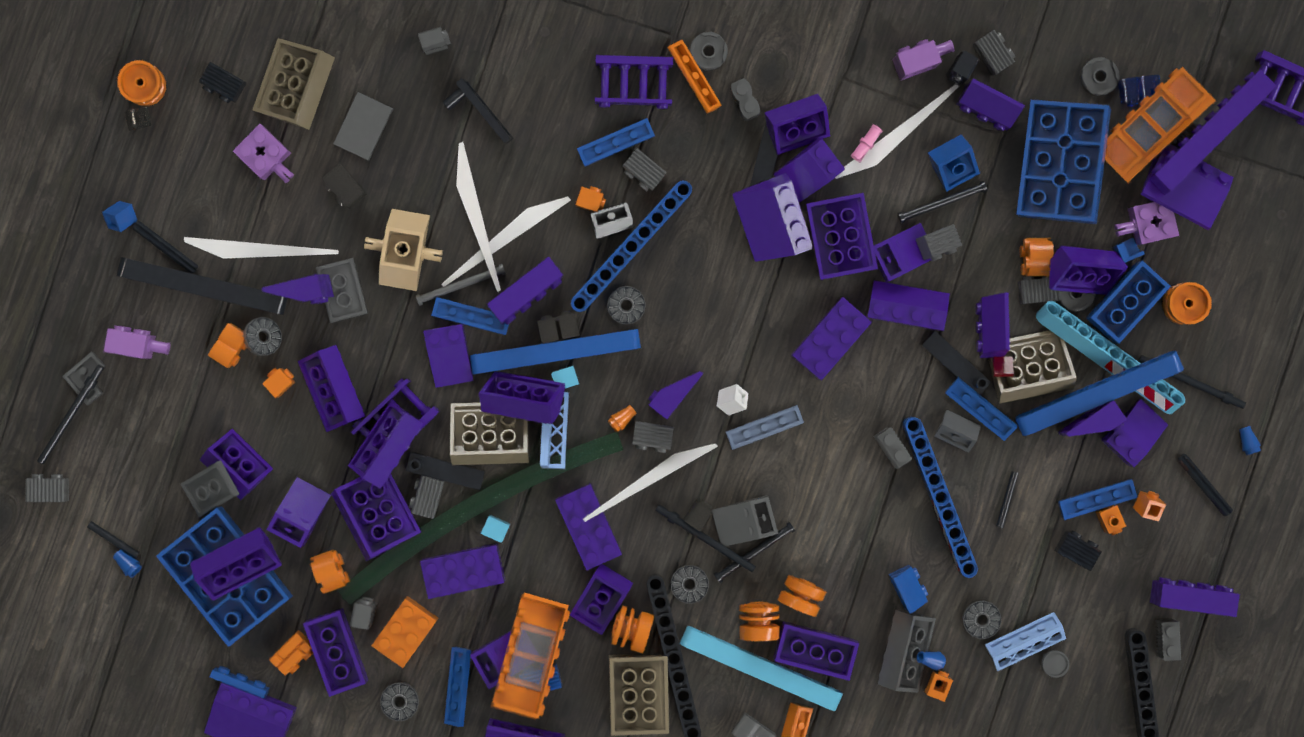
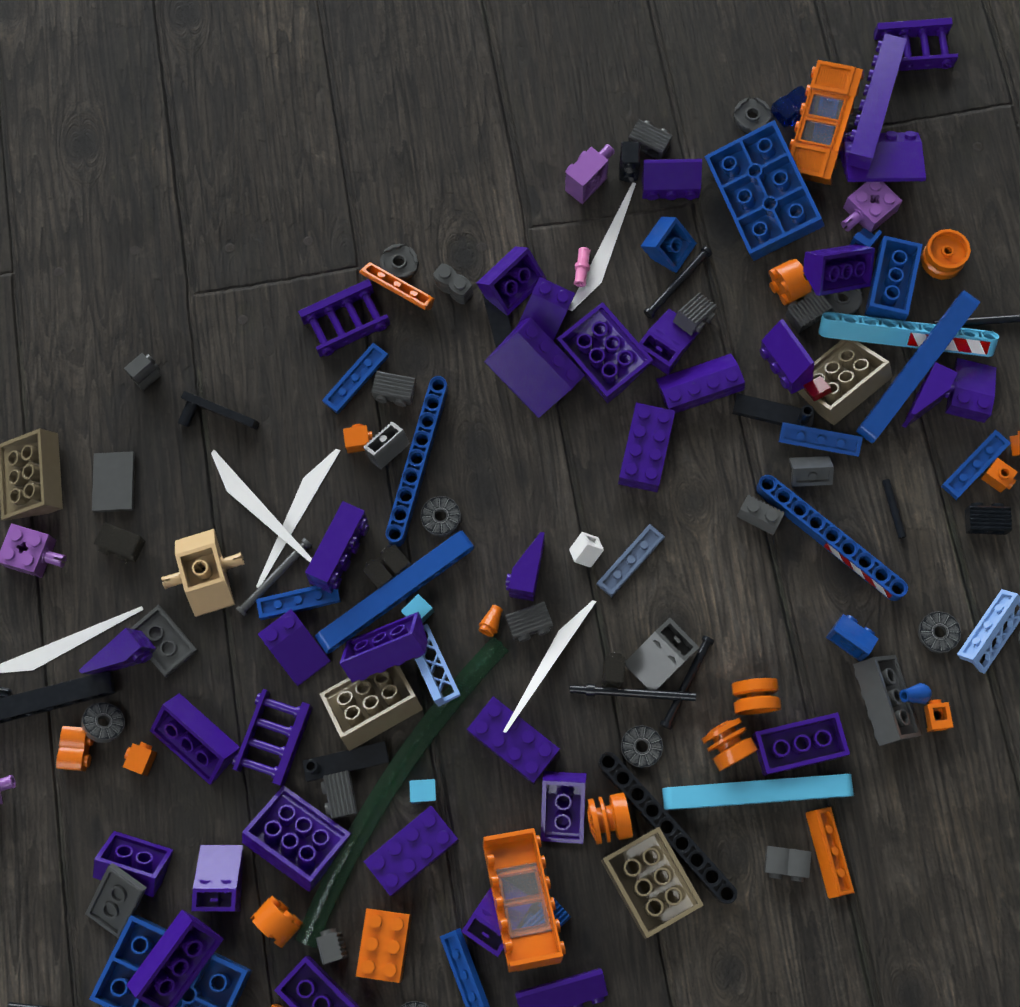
camera: 25 degrees left, 15 degrees down
(385, 445) = (272, 761): dark purple slope -> none

